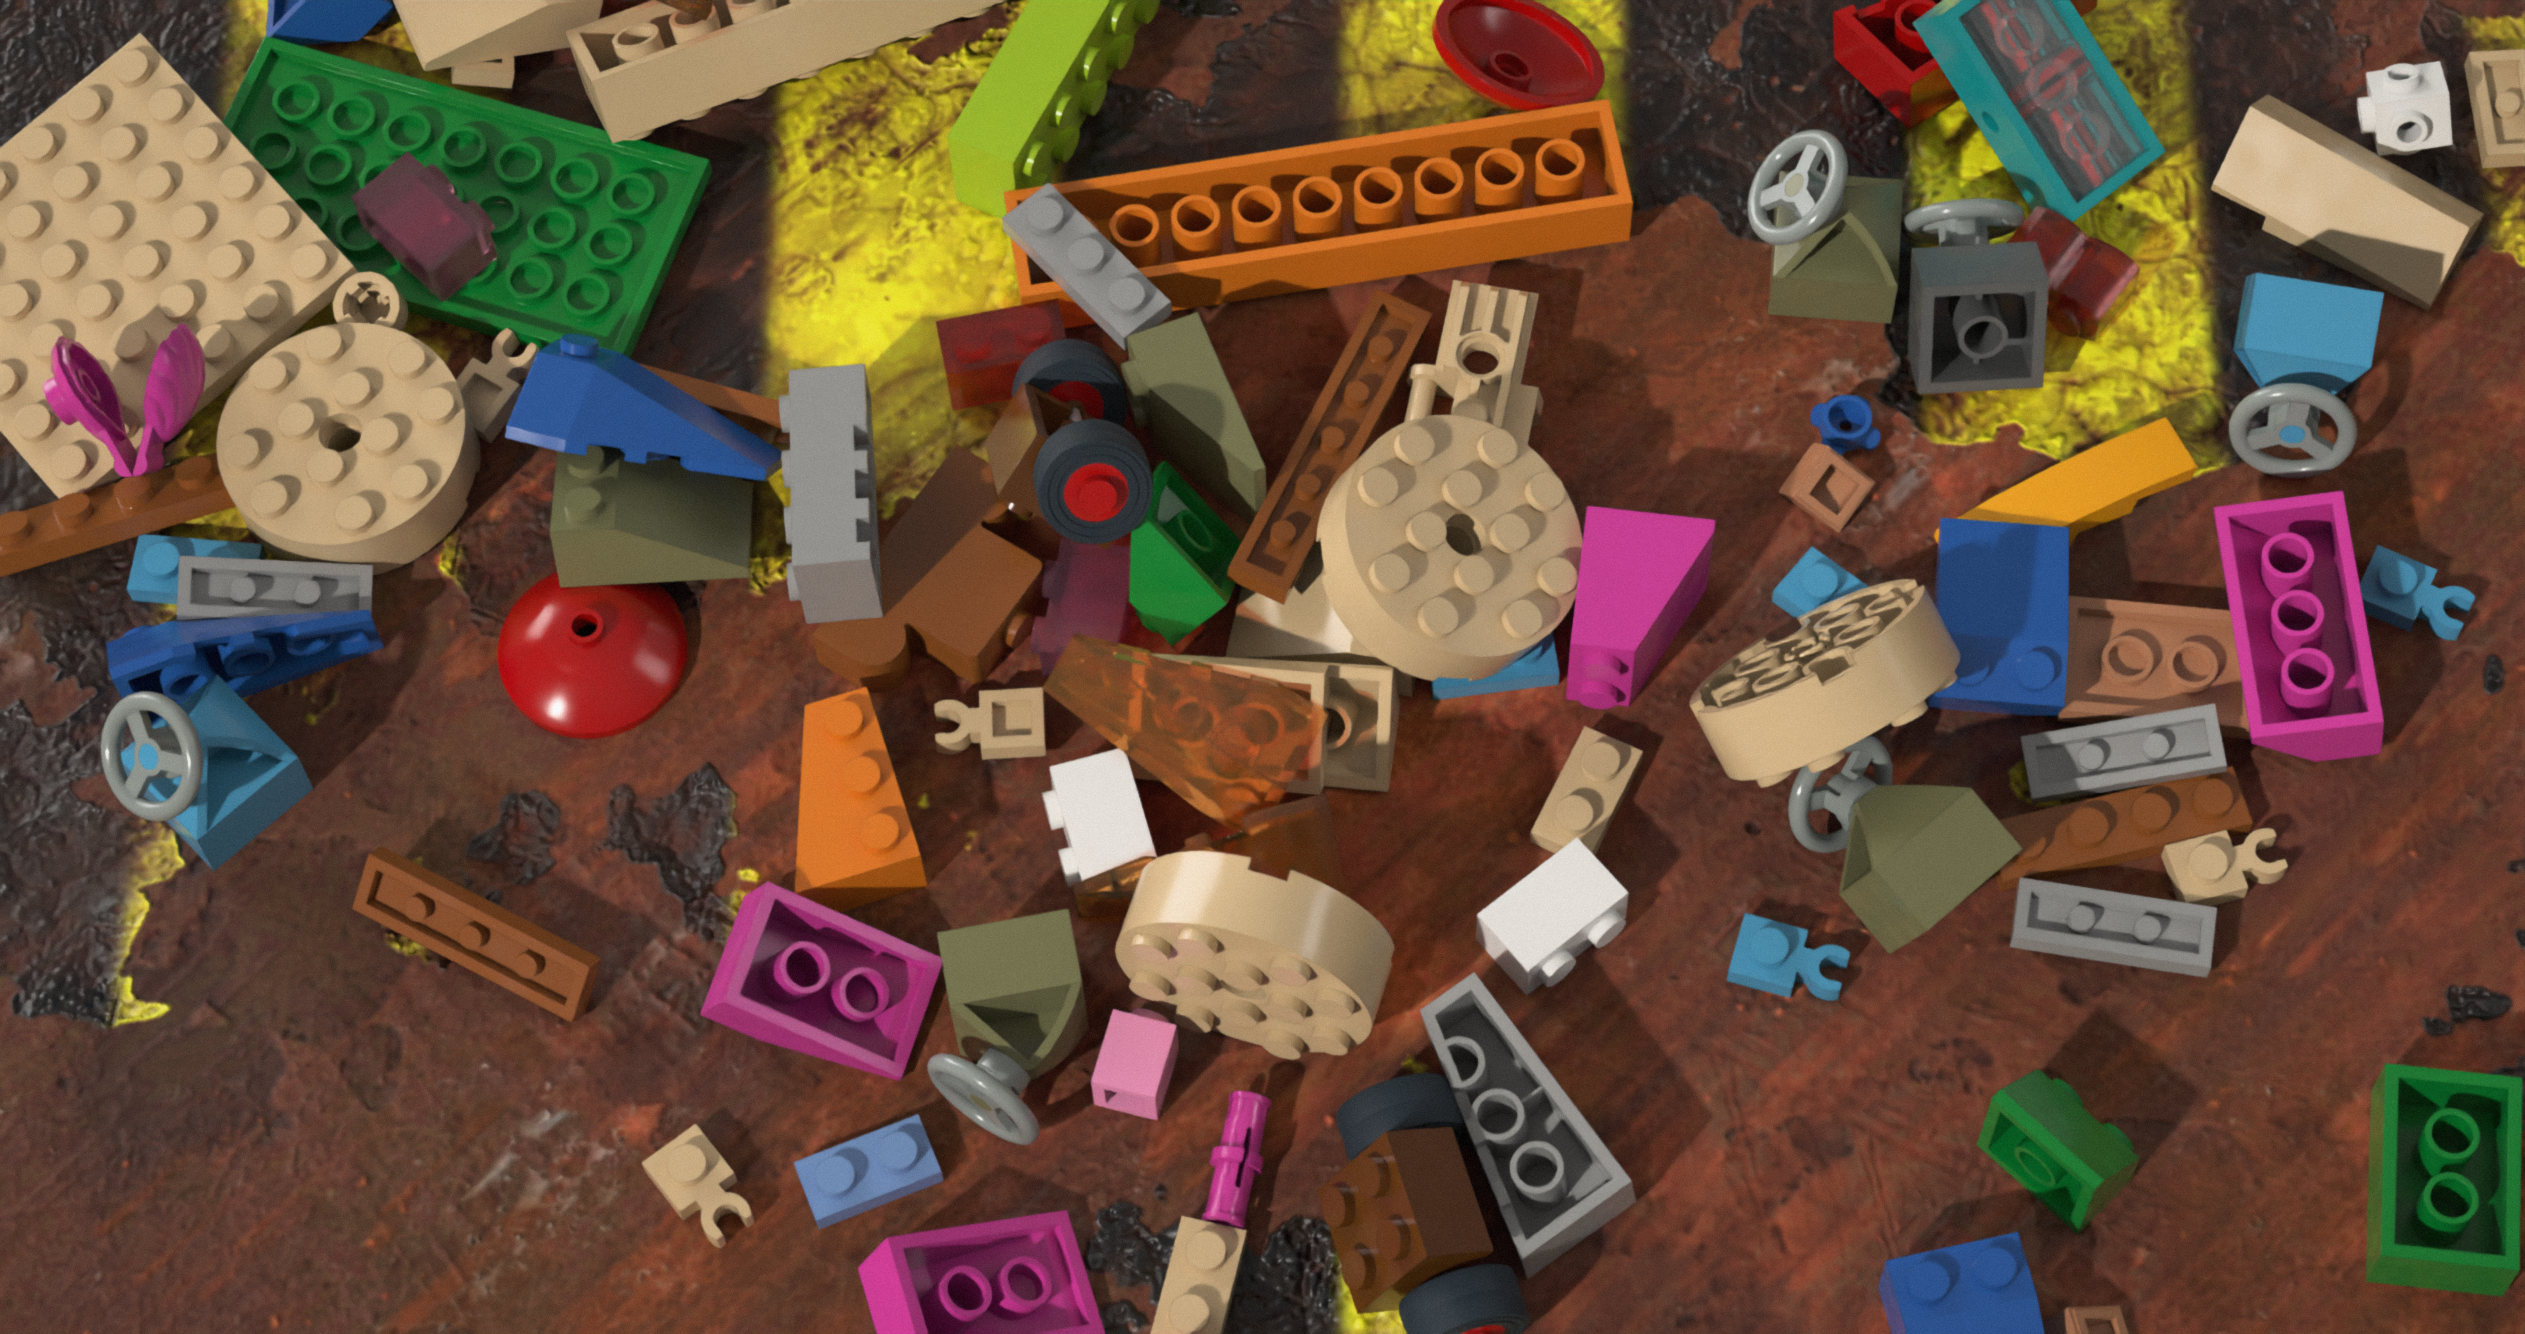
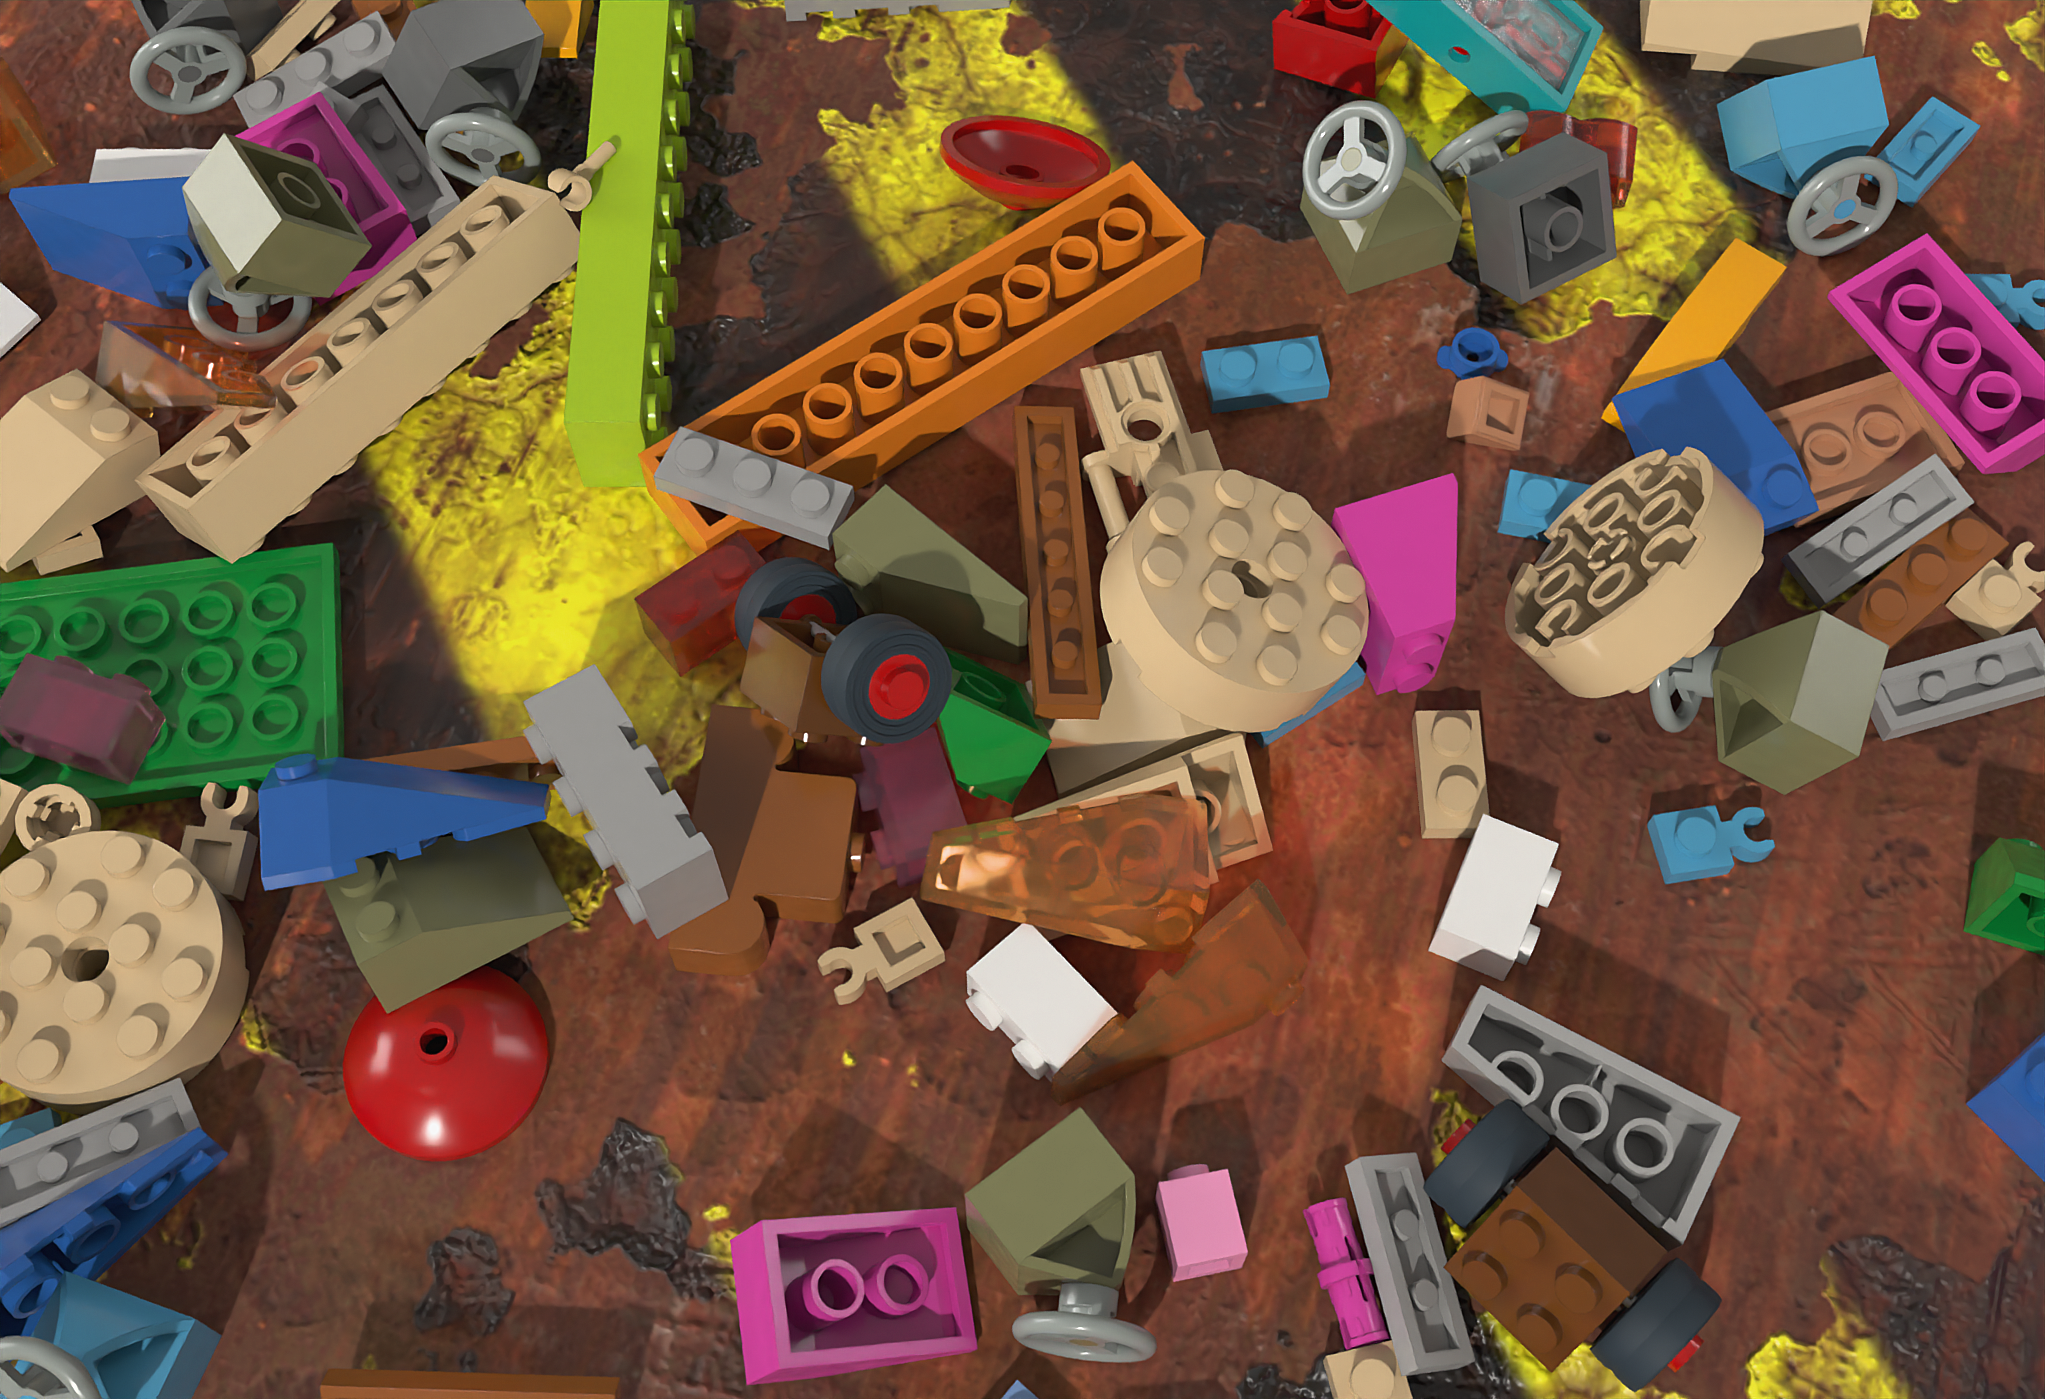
camera: 30 degrees left, 0 degrees up
(852, 816) = (796, 1101): orange wedge -> none
(1254, 954) = (1283, 1065): tan brick -> none
(1292, 1168) = (1409, 1264): none -> light grey plate
(1636, 358) = (1264, 374): none -> dark azure plate
(2433, 411) = (1926, 148): none -> dark azure plate

